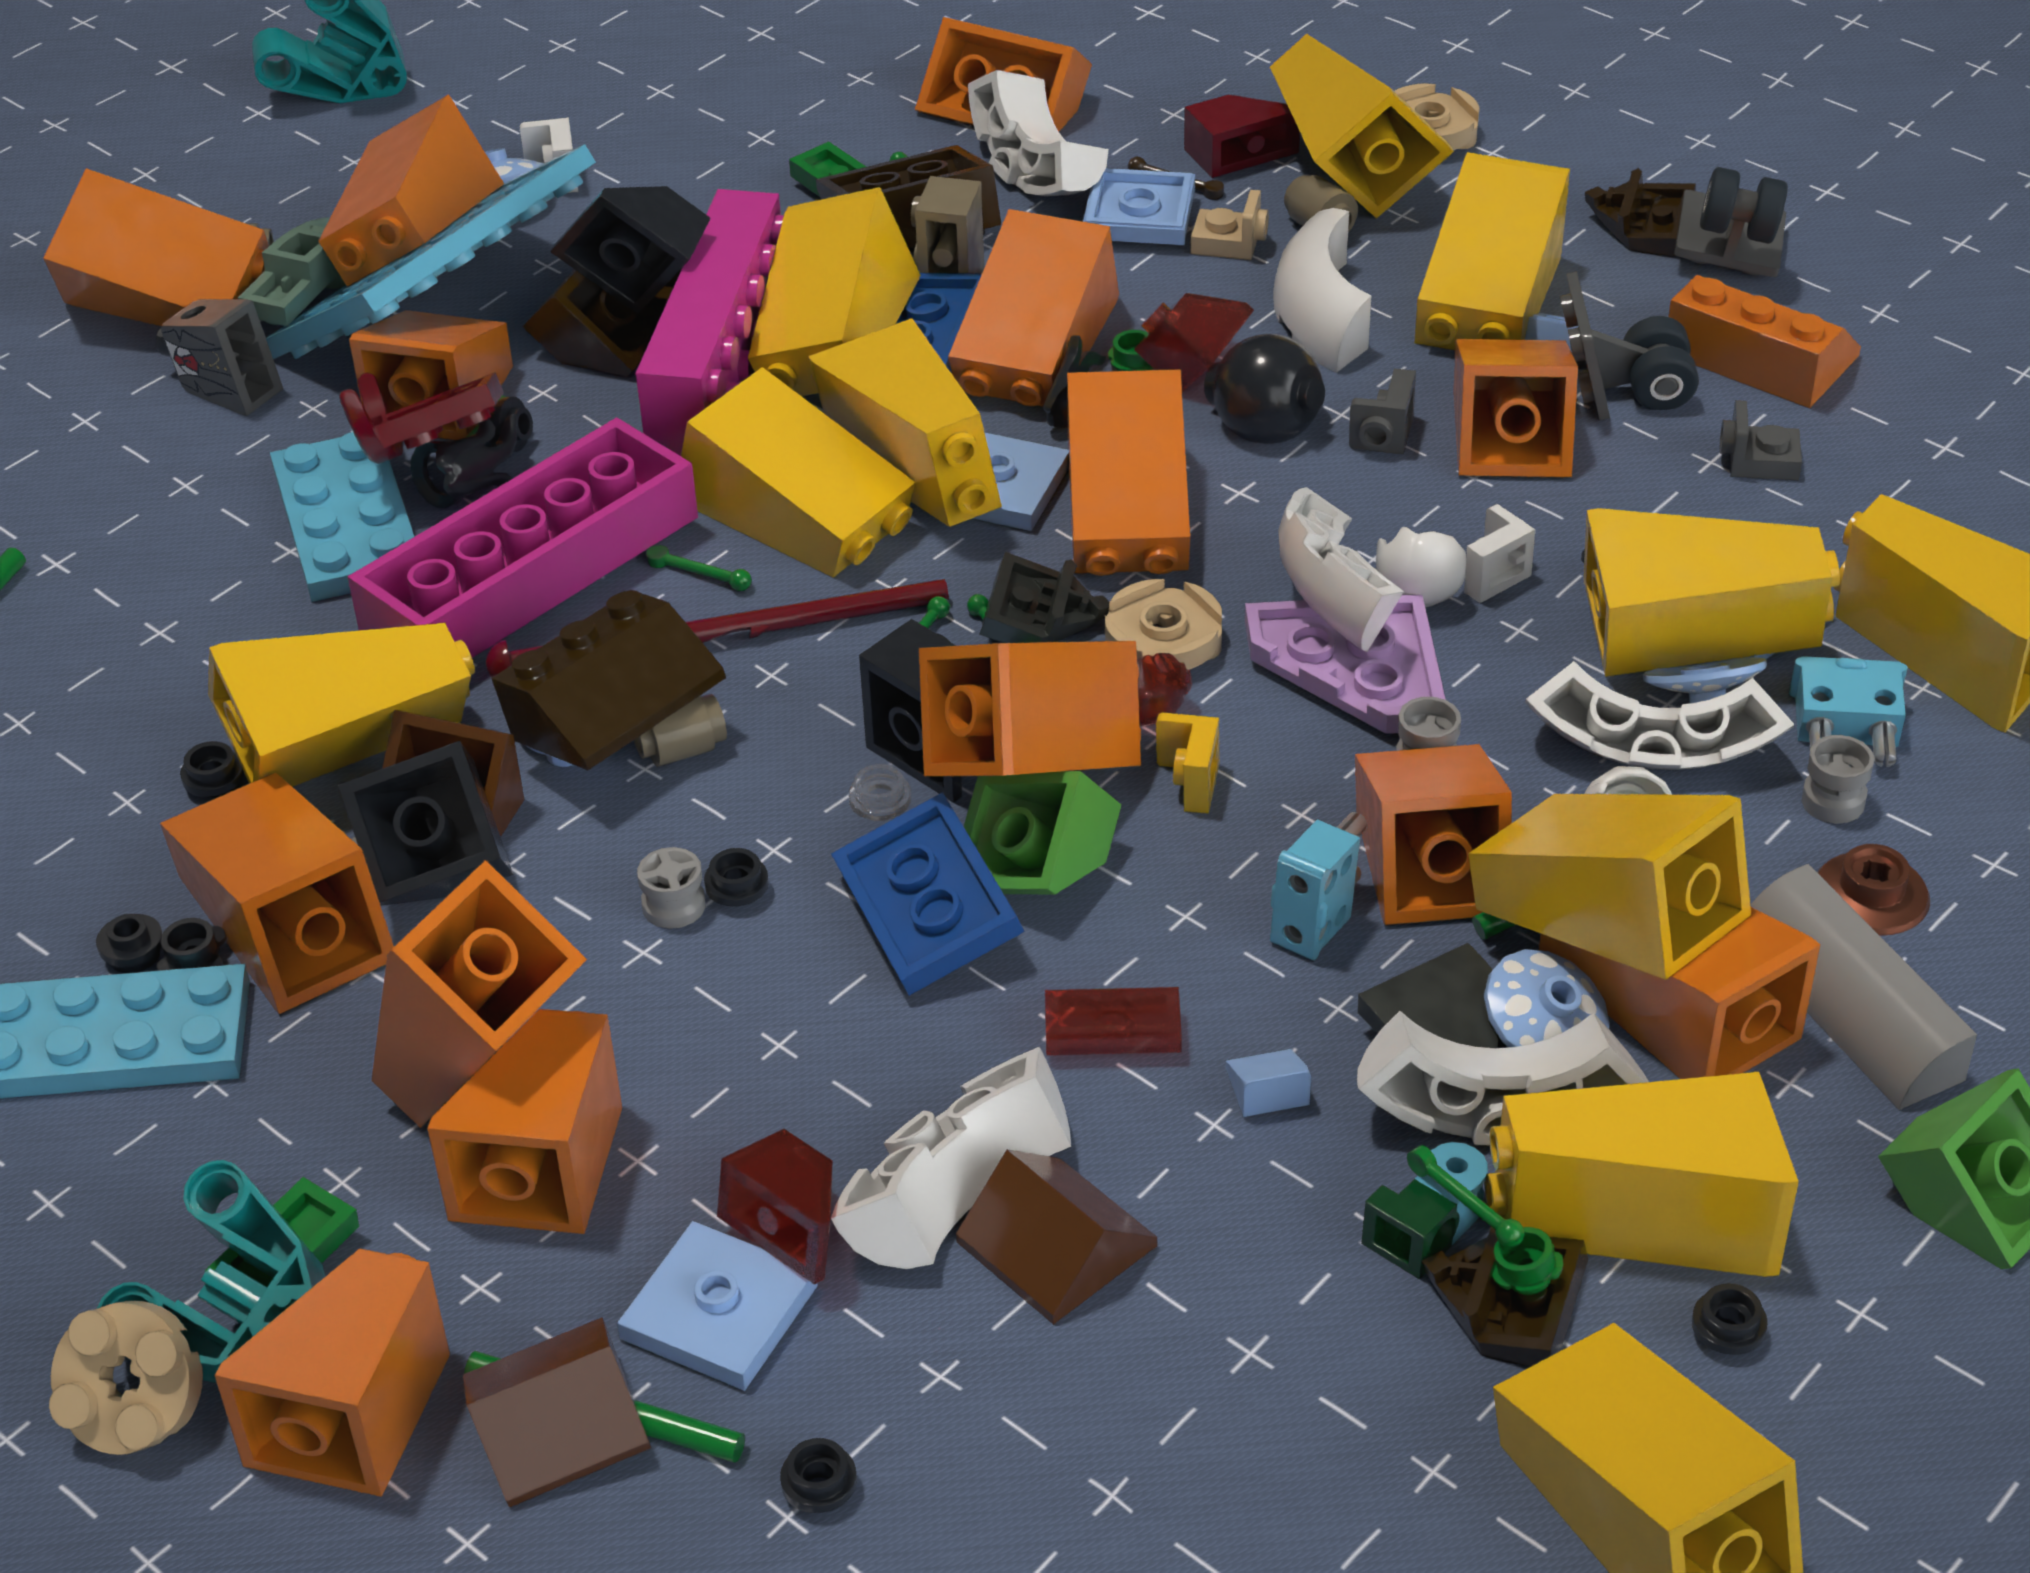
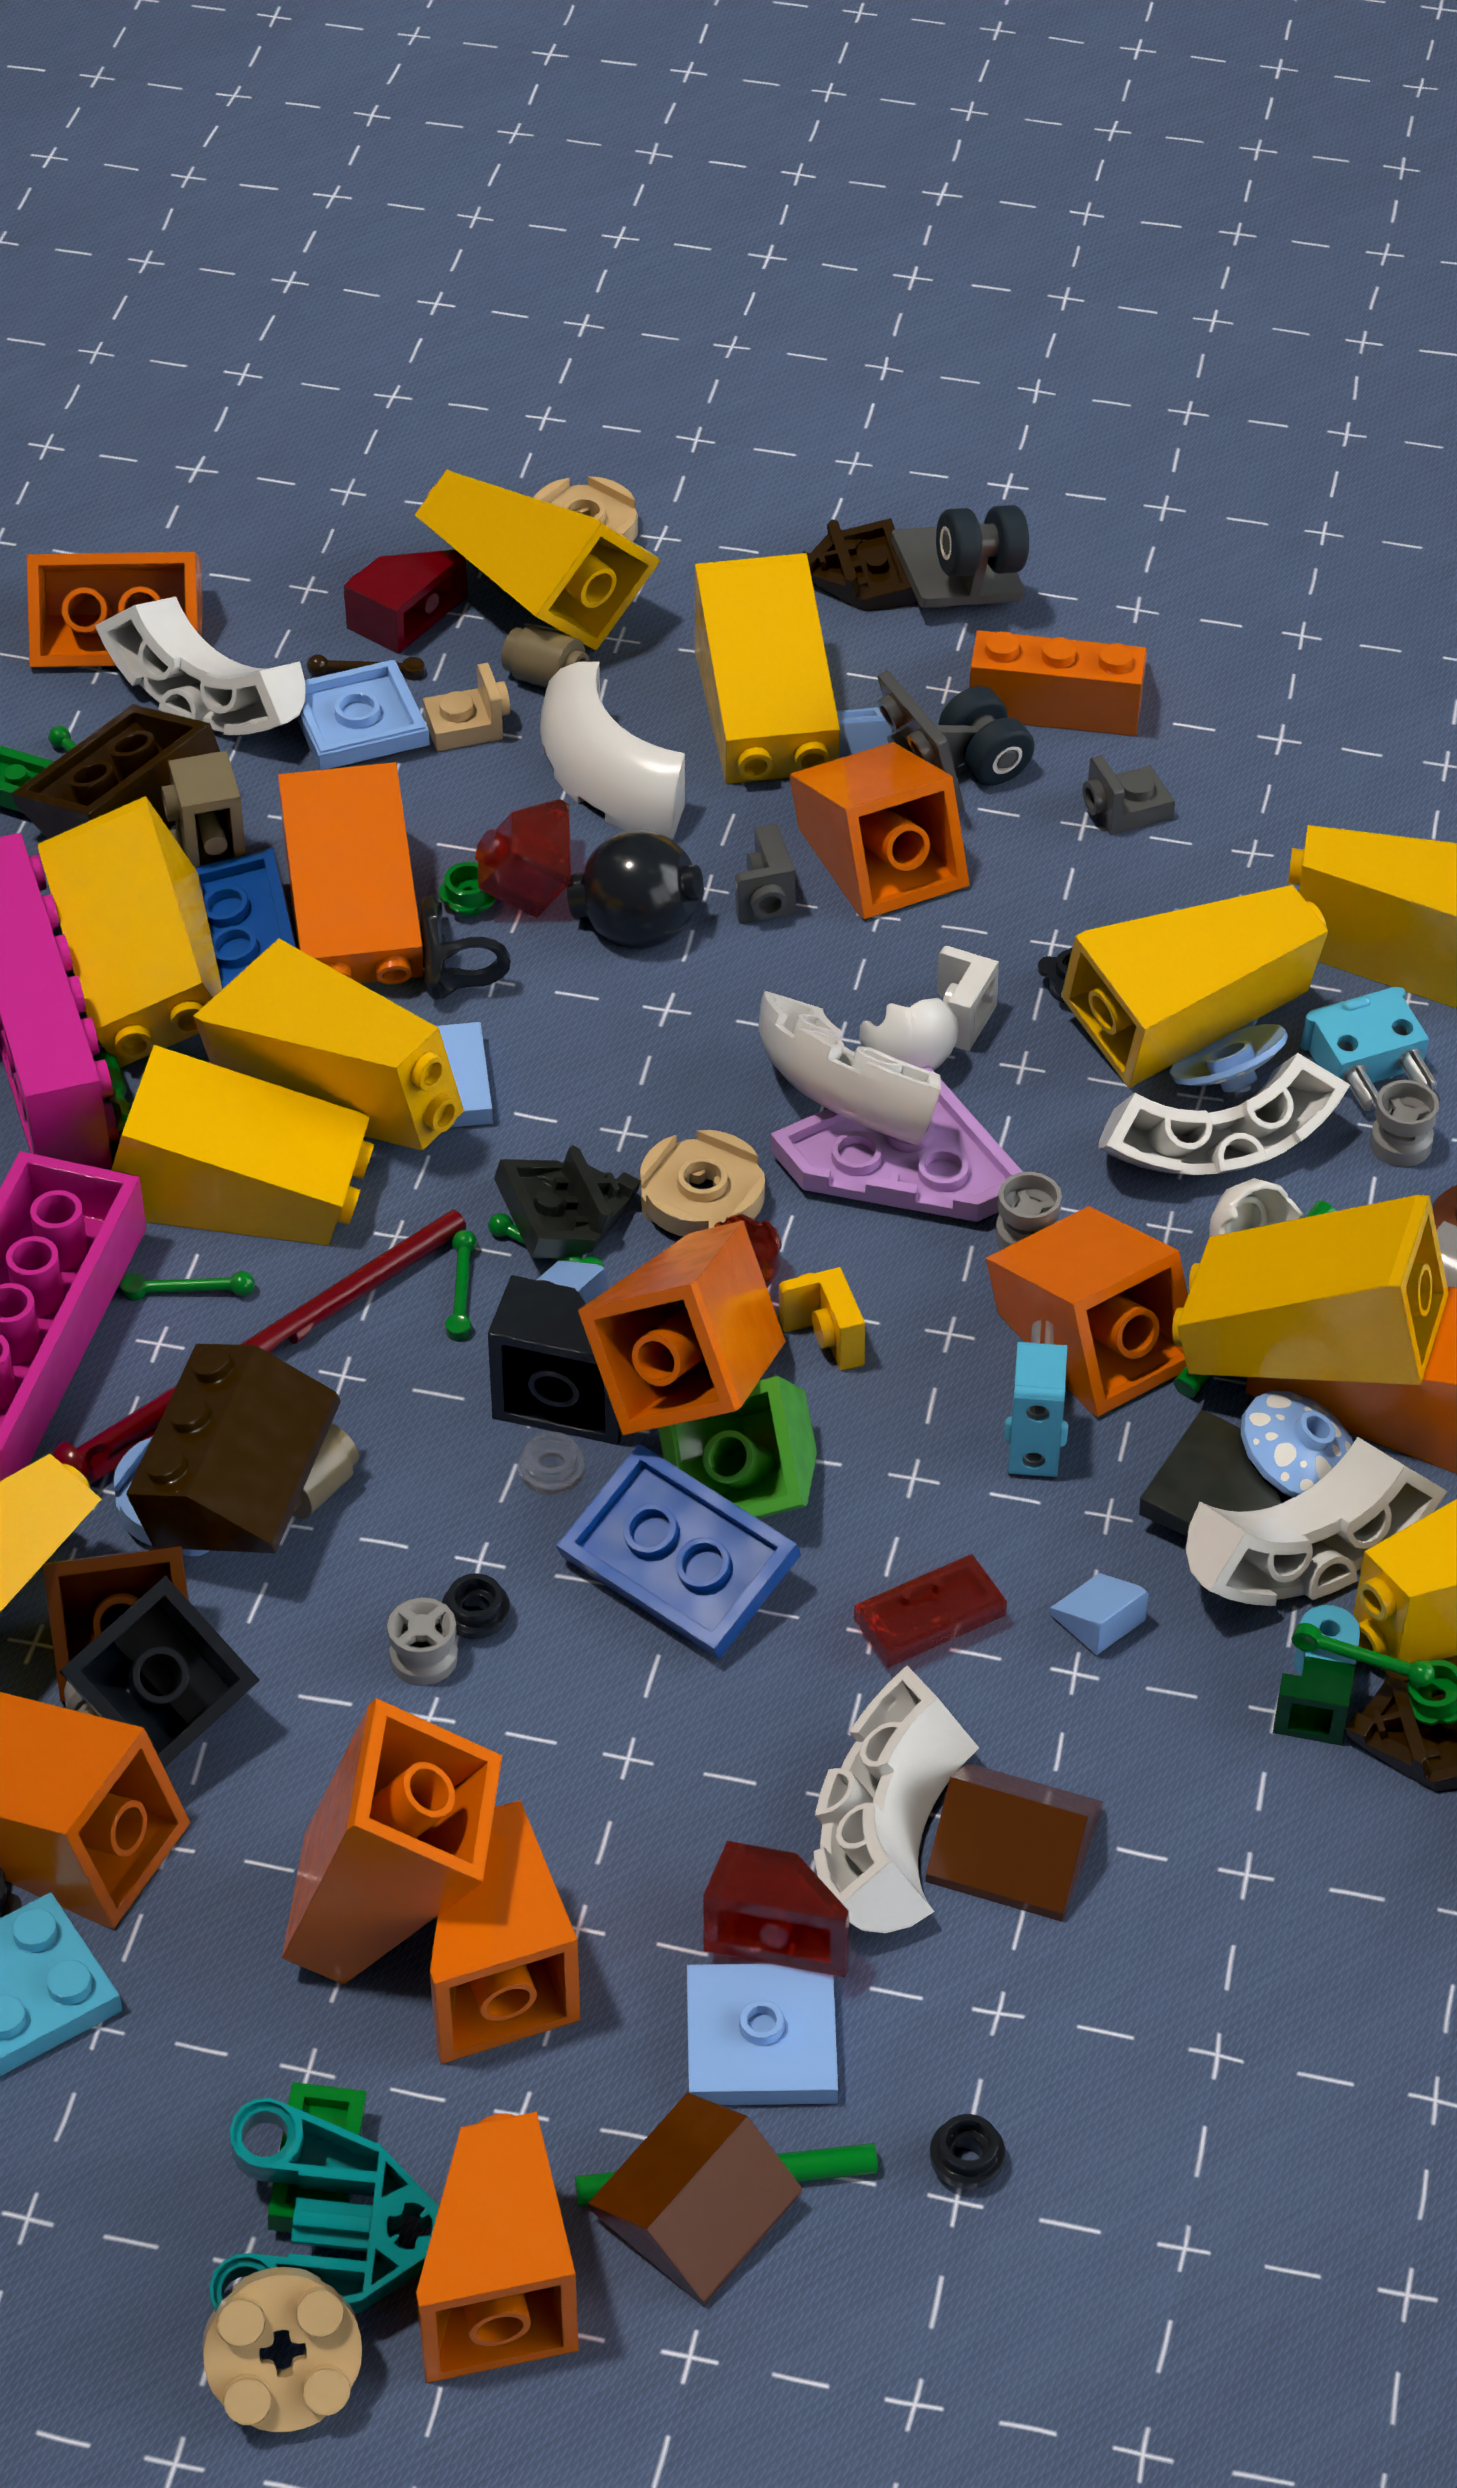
camera: 30 degrees left, 5 degrees up
(1128, 472) = (569, 1032): orange slope -> none

